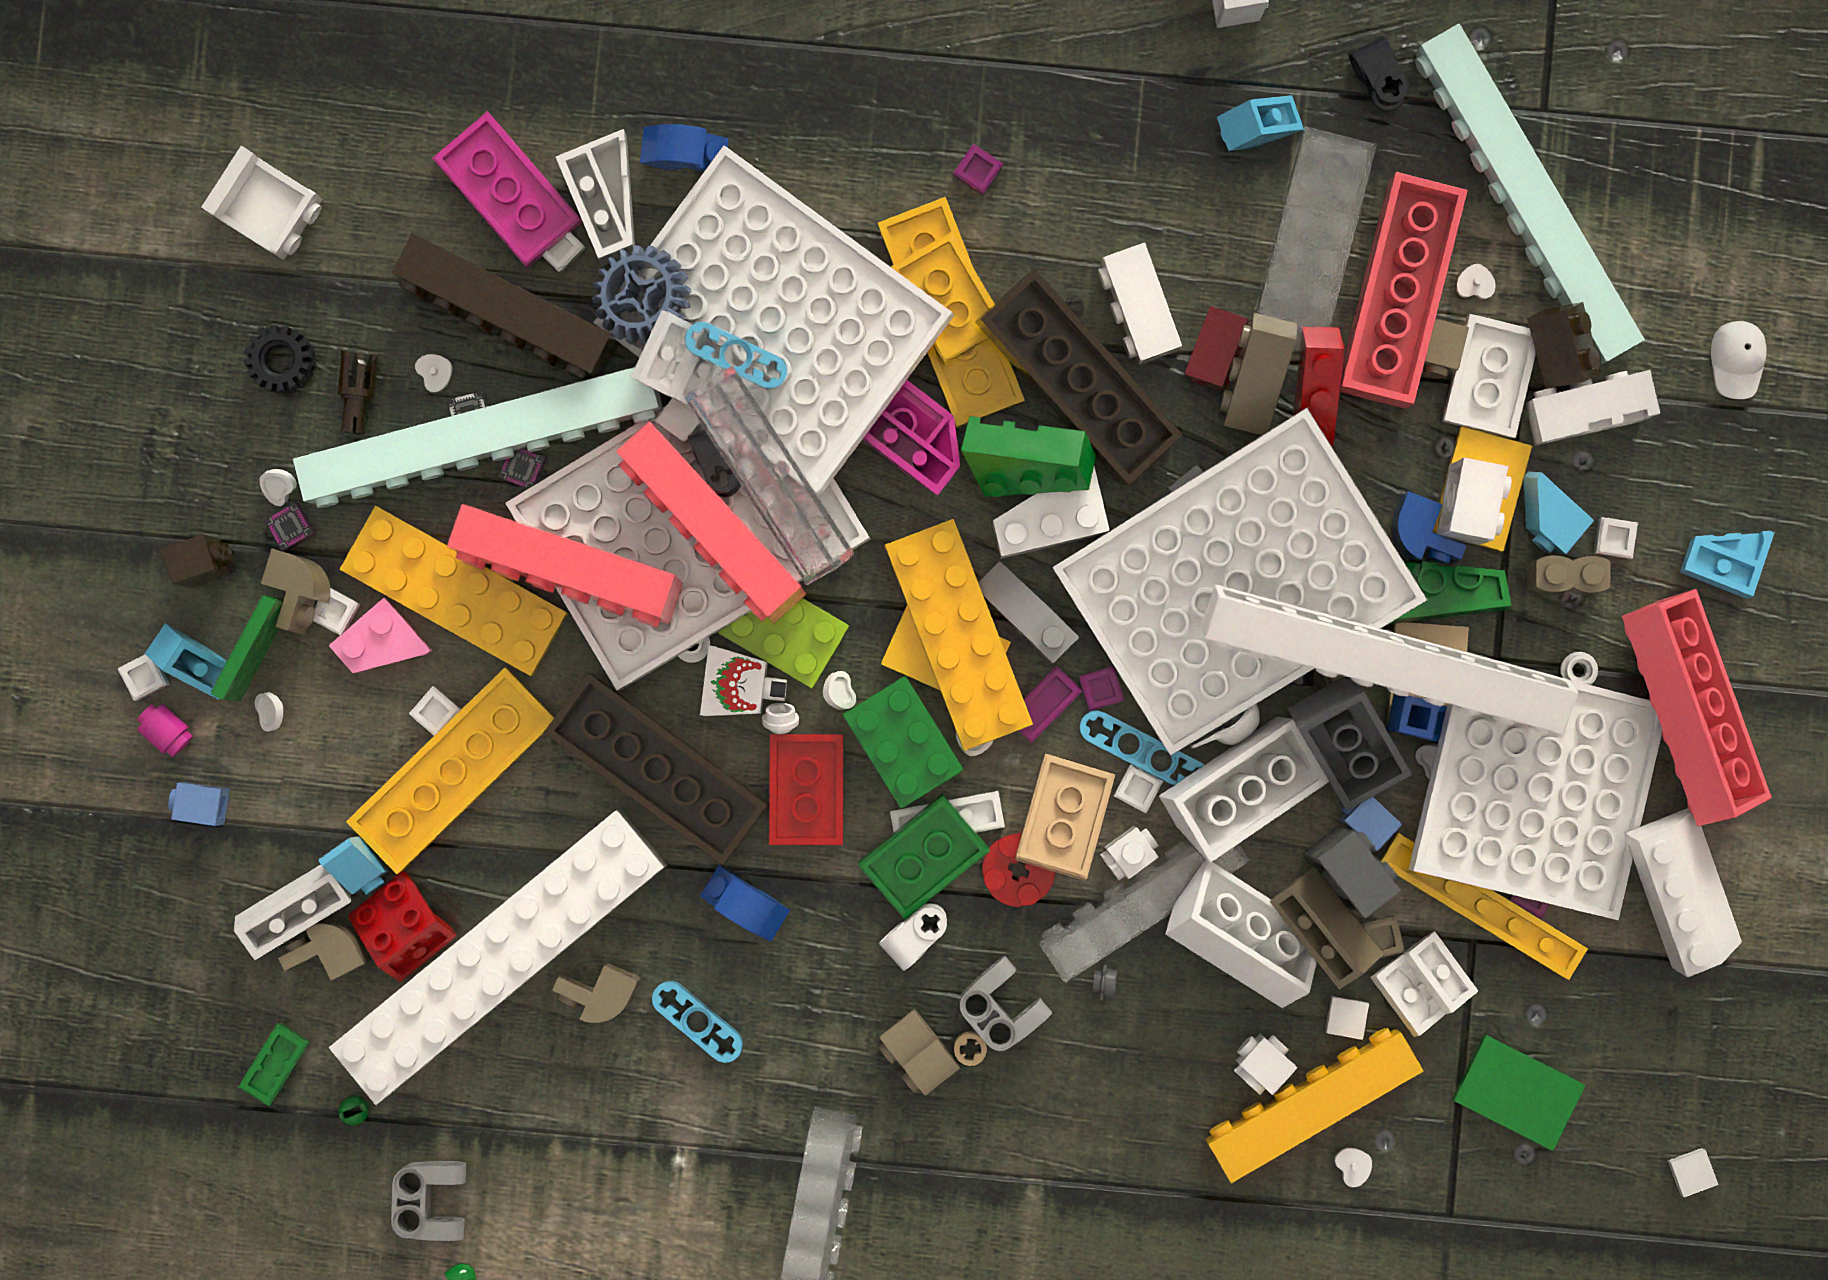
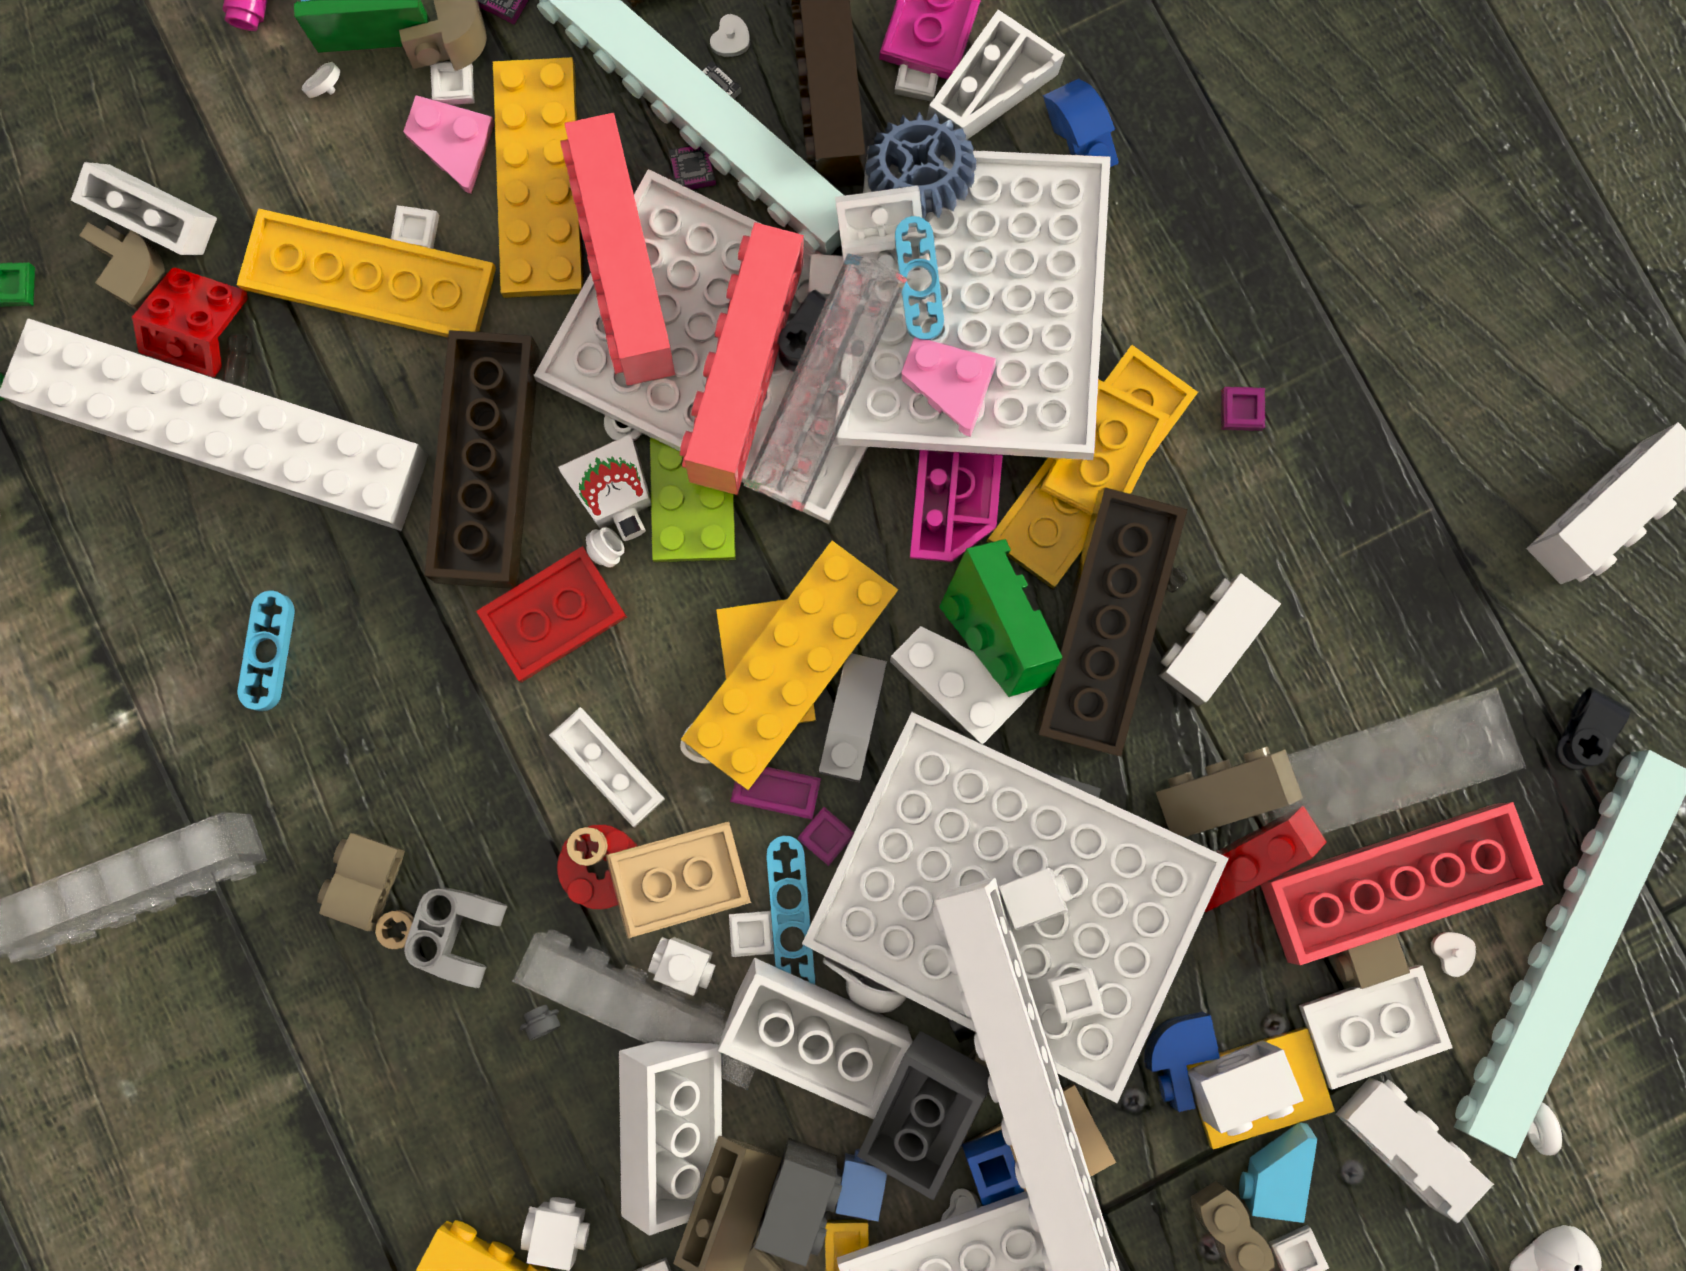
camera: 55 degrees right, 5 degrees down
(199, 803) = (195, 69): medium blue brick -> none
(355, 866) = (217, 237): medium azure slope -> none
(604, 1001) = (236, 550): dark tan brick -> none
(744, 904) = (402, 624): blue brick -> none
(826, 382) = (949, 379): none -> bright pink wing
(838, 691) = (664, 587): white piece -> none
(903, 742) = (653, 676): green brick -> none
(911, 940) = (469, 805): white piece -> none
(923, 856) = (555, 766): green tile -> none
(1002, 879) = (578, 856): none -> tan bush
(1216, 349) = (1223, 738): dark red hinge -> none
(1247, 564) = (1035, 898): none -> white brick
(1259, 122) = (1467, 642): medium azure slope -> none
(1334, 580) = (1076, 995): none -> white tile
(1456, 591) = (1143, 1128): green wing -> none
(1564, 345) = (1456, 1081): dark brown brick -> none
(1640, 303) = (1545, 1131): none -> white piece

